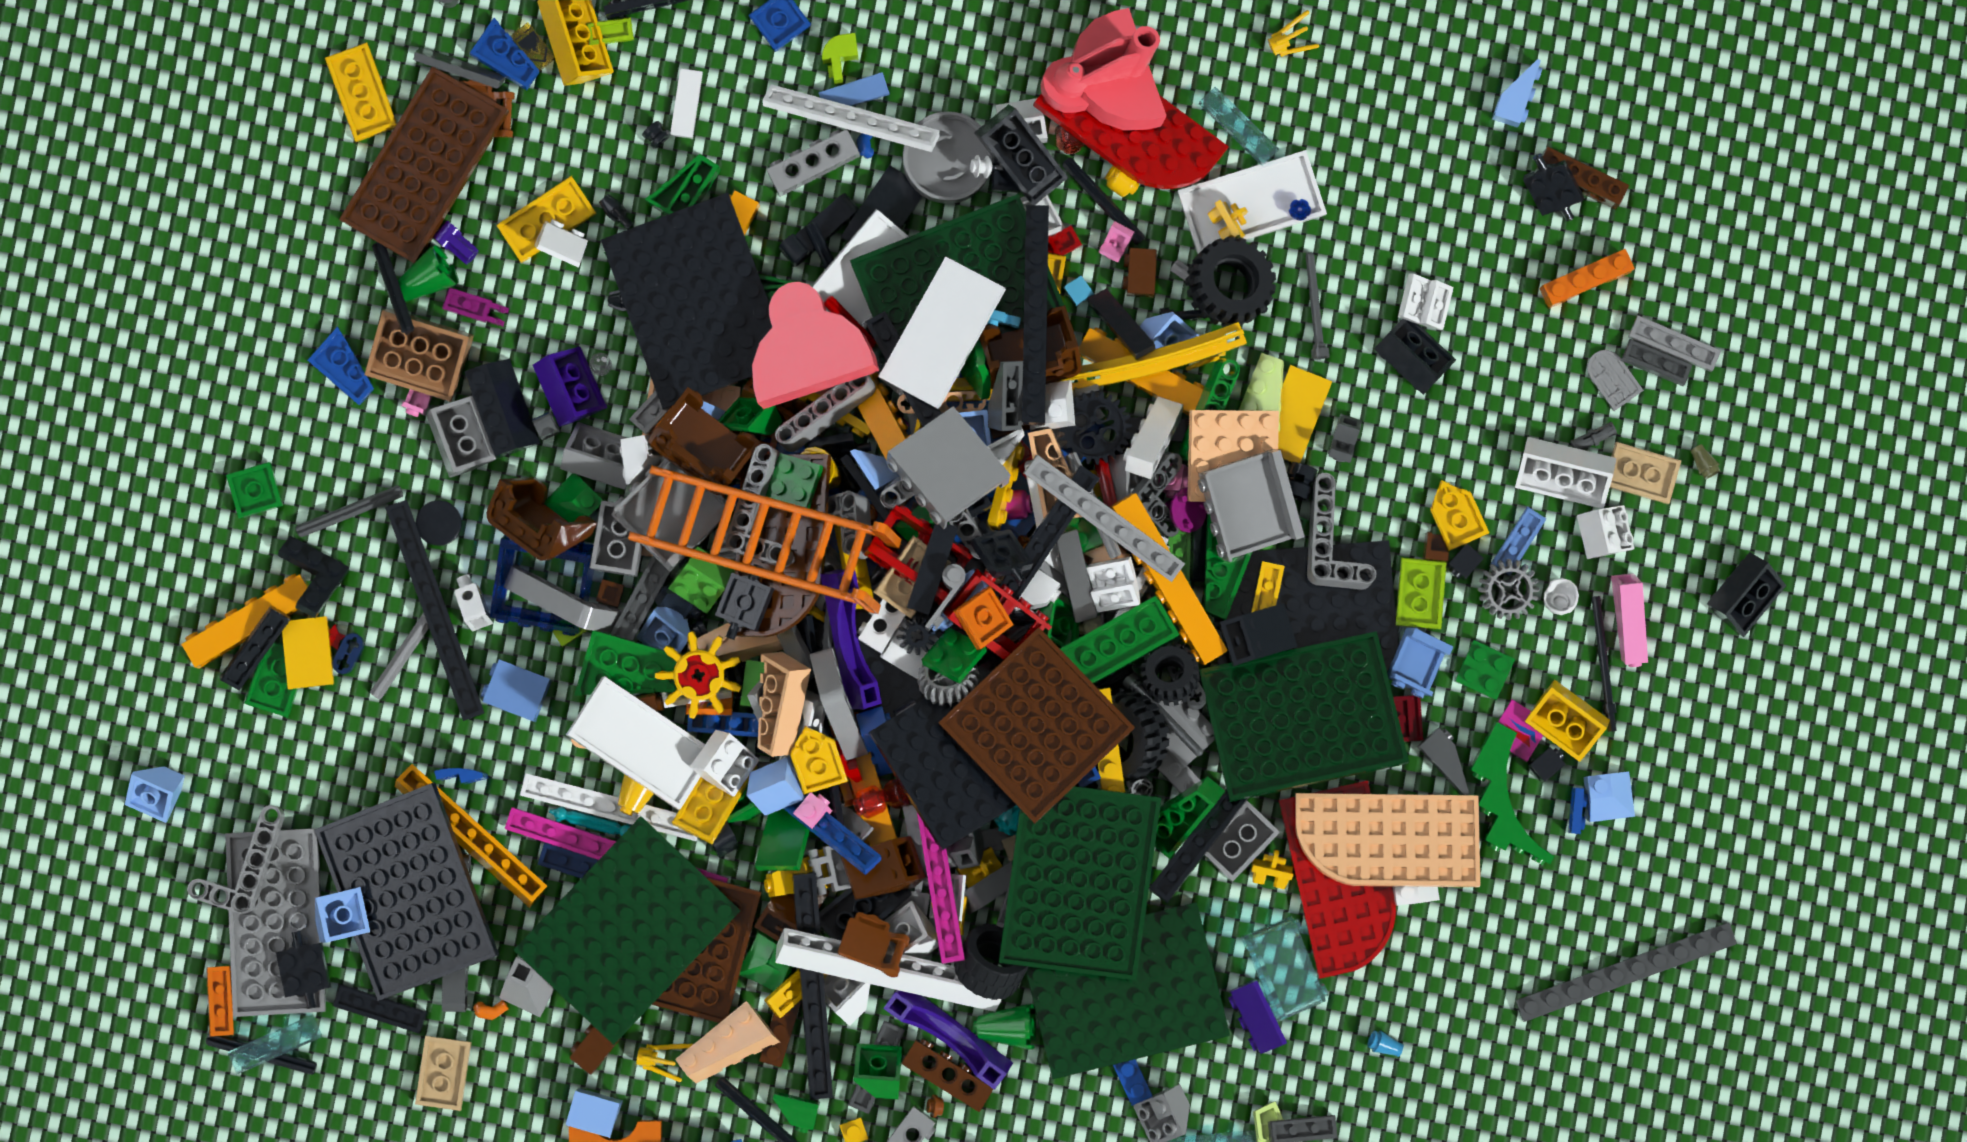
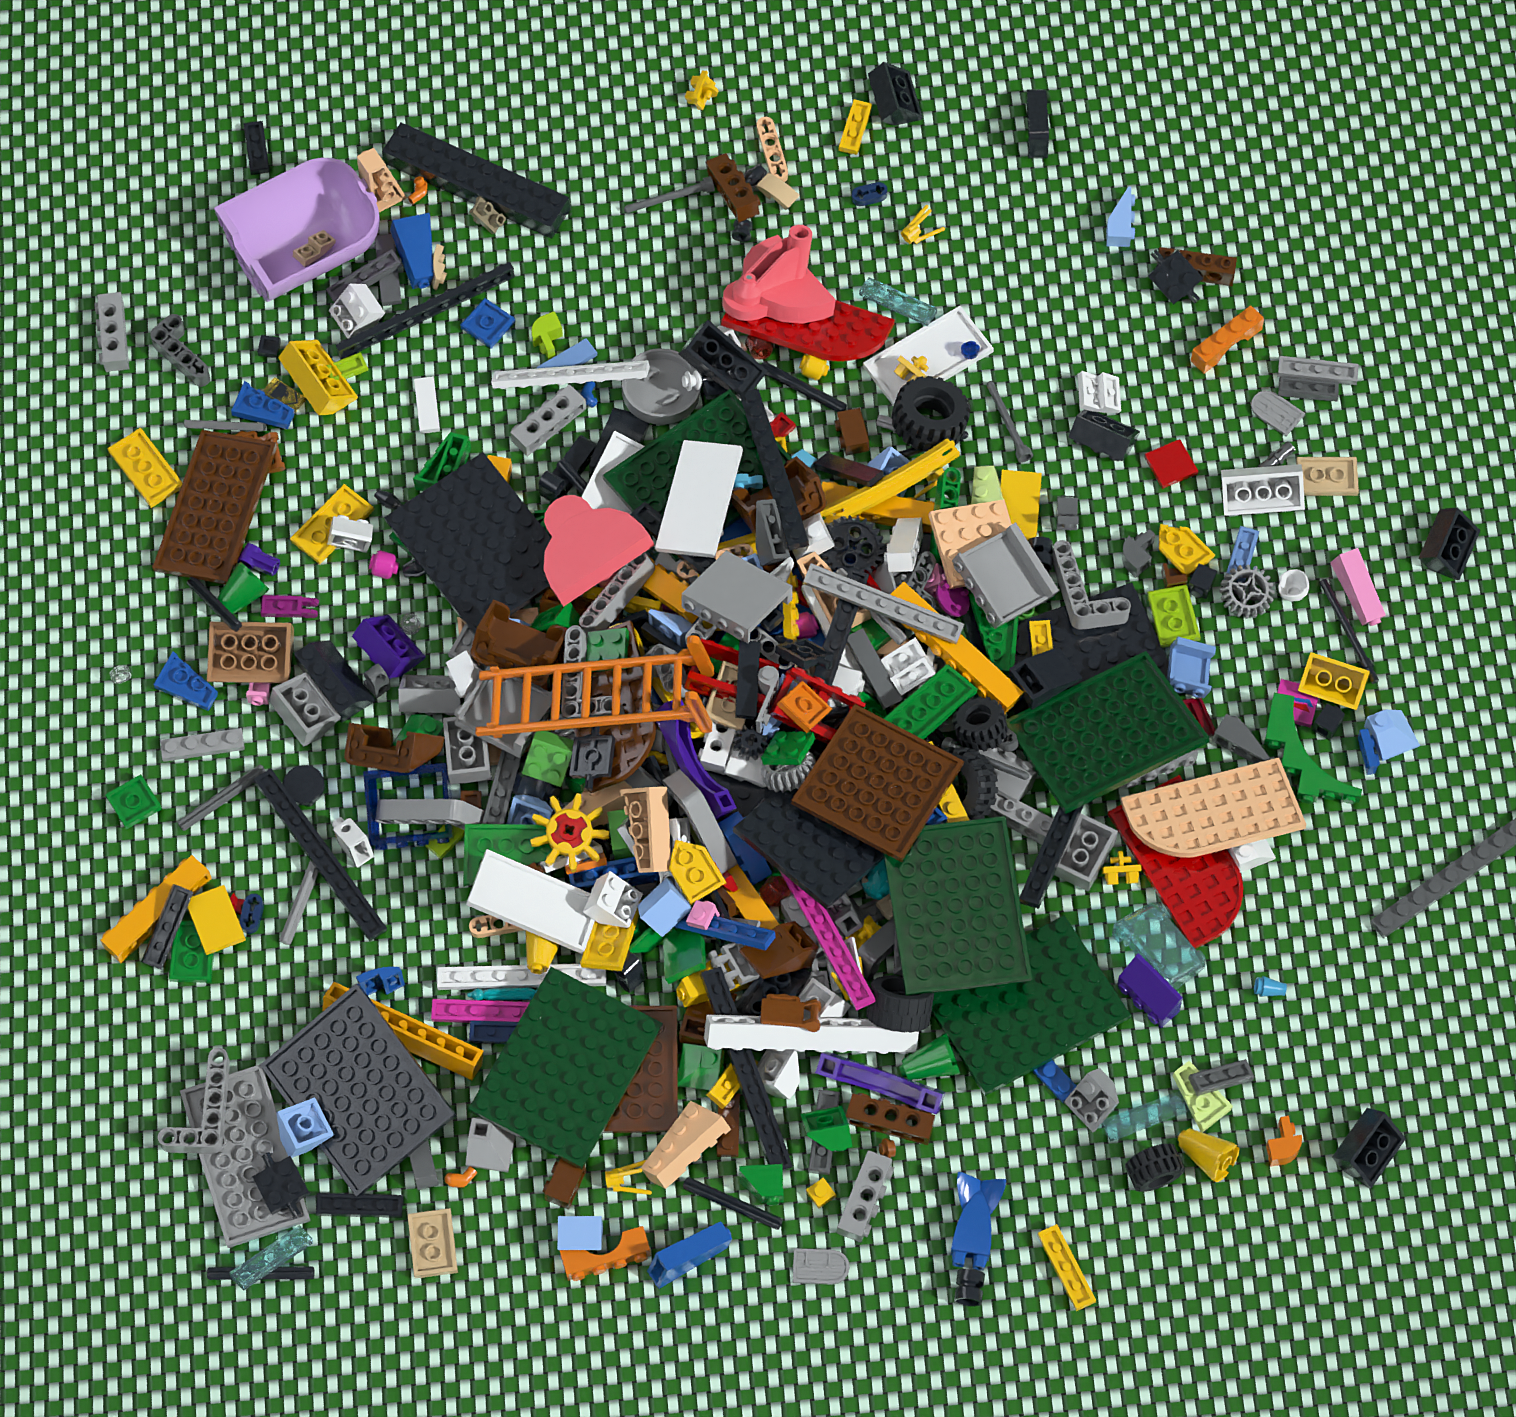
camera: 10 degrees left, 20 degrees down
(154, 791) = (106, 1073): light blue slope -> none
(220, 1001) = (211, 1236): orange plate -> none
(275, 337) = (120, 674): none -> clear tile
(327, 573) = (215, 852): black plate -> none
(343, 443) = (202, 745): none -> light grey plate
(516, 690) = (410, 900): medium blue panel -> none
(588, 287) = (383, 564): none -> dark pink head
(656, 134) = (408, 433): black wheel -> none
(870, 801) = (751, 901): clear red head -> none
(976, 372) = (737, 525): green plate -> none
(1116, 242) = (824, 412): bright pink bracket -> none
(1184, 813) = (1030, 834): green wedge -> none
(1400, 510) = (1134, 555): none -> dark grey brick
(1477, 409) = (1171, 463): none -> red tile
(1484, 670) = (1249, 663): green plate -> none
(1605, 532) = (1312, 526): white slope -> none
(1705, 463) = (1377, 453): olive cone -> none

